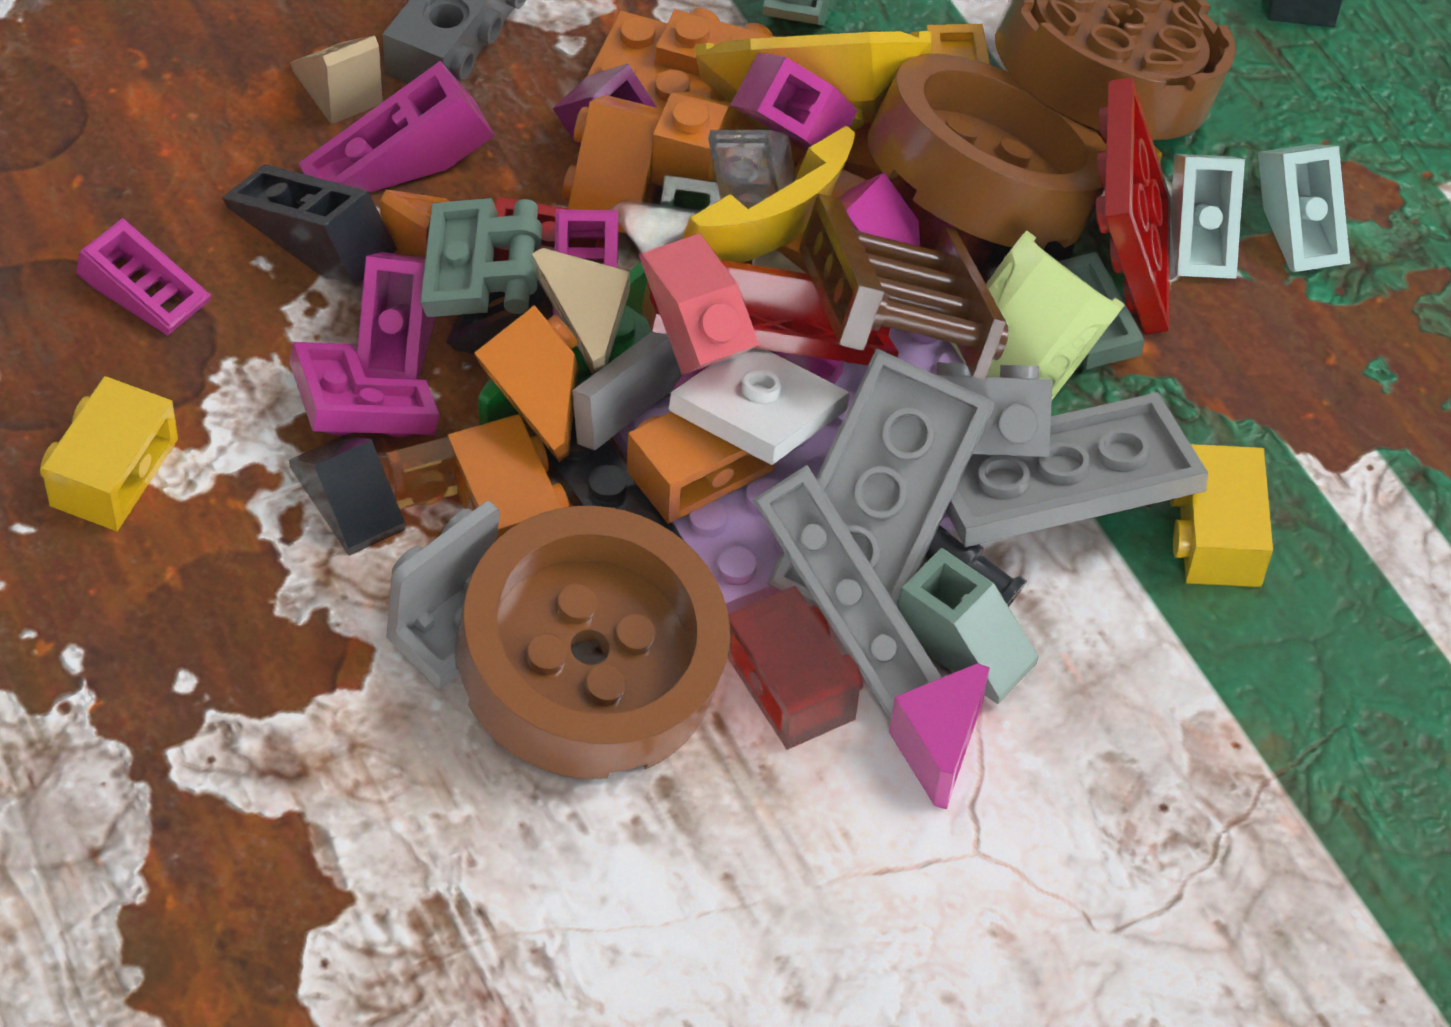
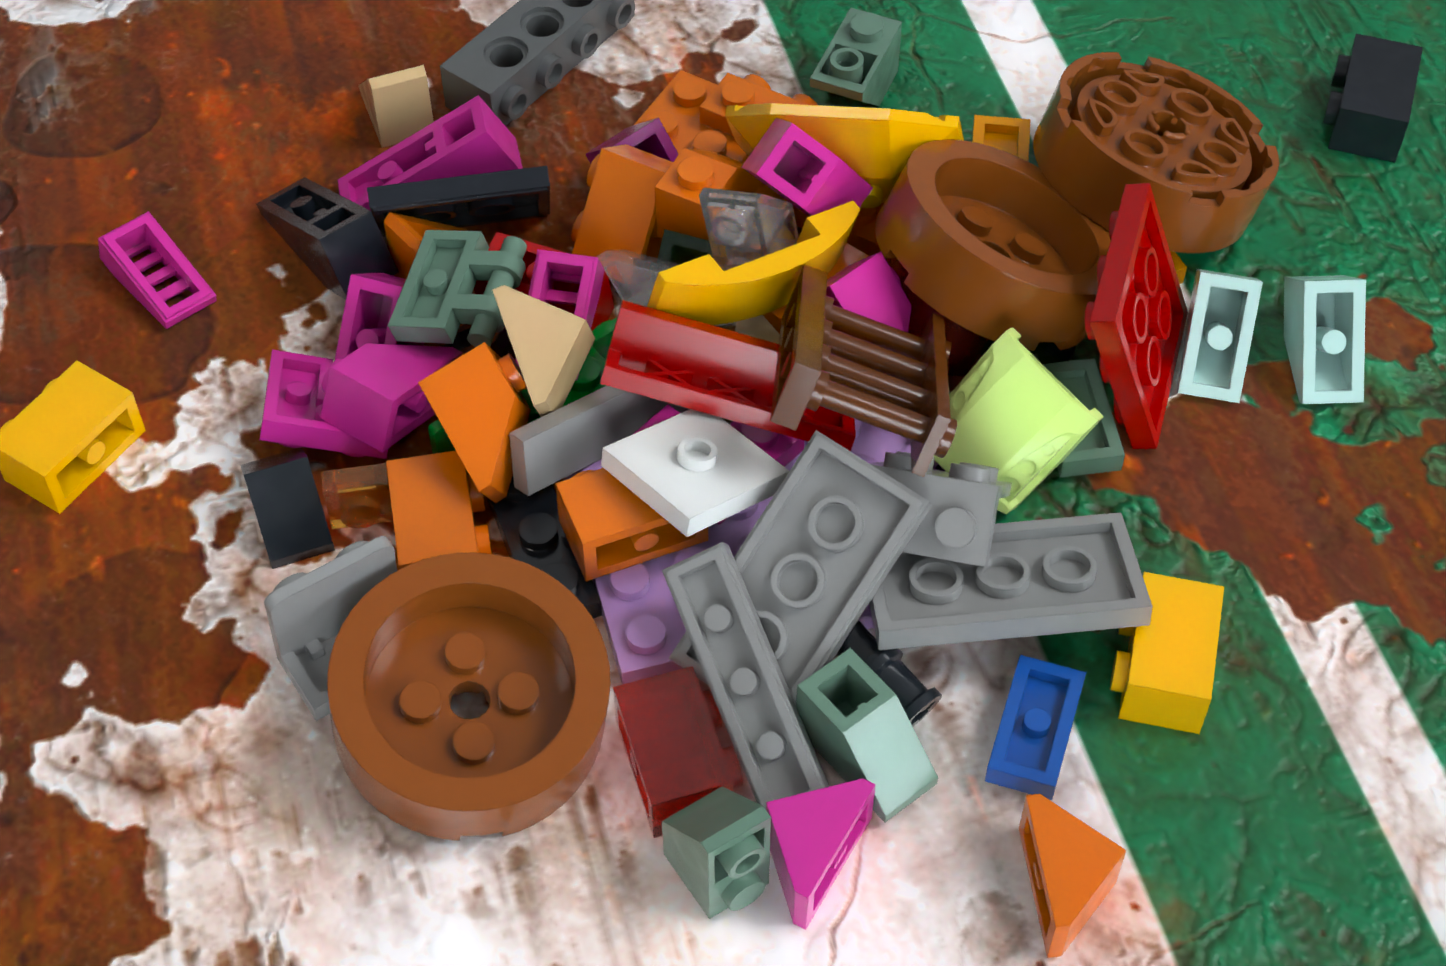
camera: 15 degrees right, 0 degrees up
(426, 366) = (378, 391): none -> dark pink slope
(454, 167) = (467, 198): none -> black tile
(698, 303) = (644, 360): coral slope -> none
(860, 745) = (720, 850): none -> sand green slope
(1116, 599) = (1035, 727): none -> blue plate
(1171, 718) = (1067, 869): none -> orange slope

